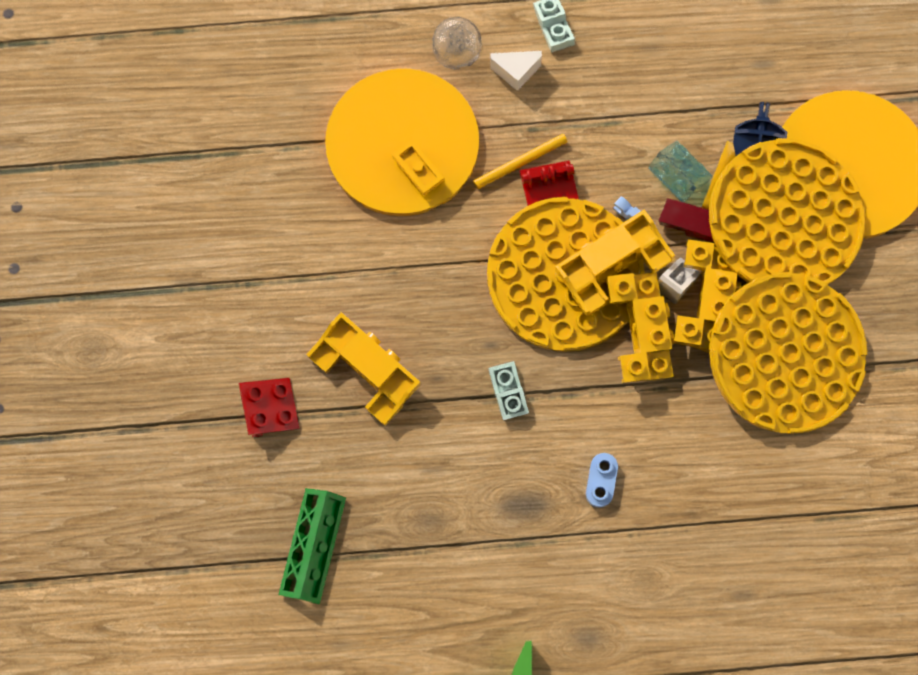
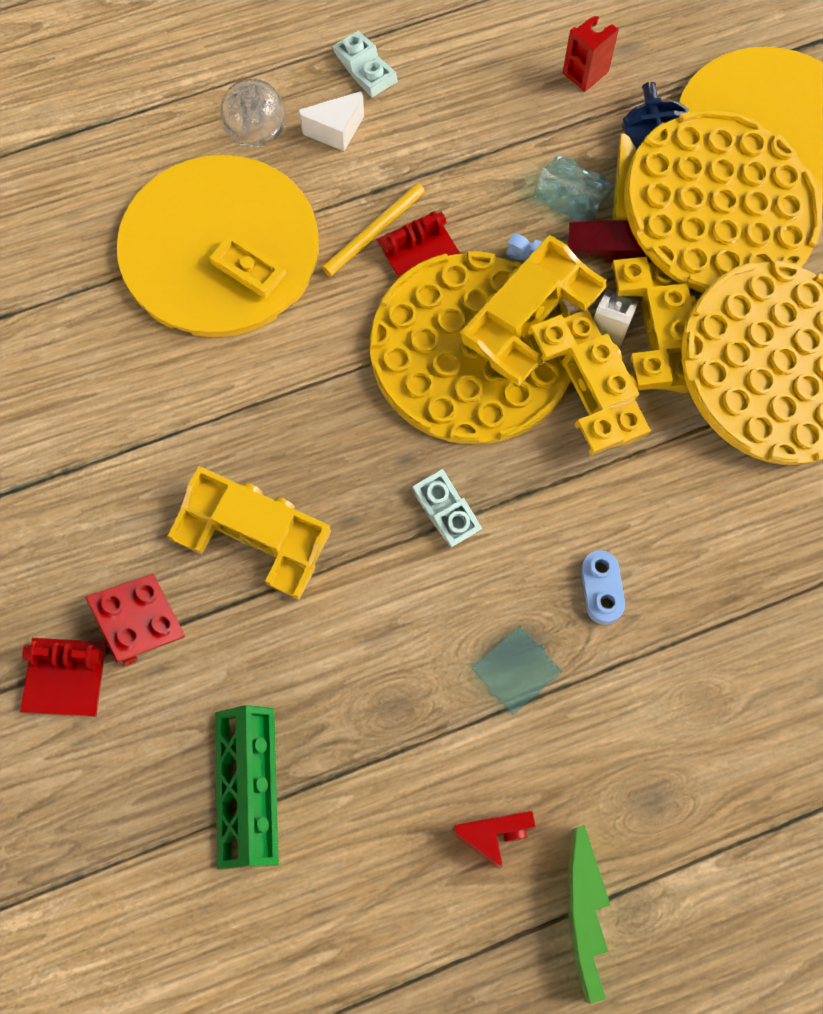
camera: 20 degrees left, 5 degrees down
(209, 433) = (63, 676): none -> red hinge
(462, 625) = (483, 834): none -> red slope
(522, 520) = (516, 670): none -> clear light blue piece
(725, 69) = (589, 53): none -> red hinge

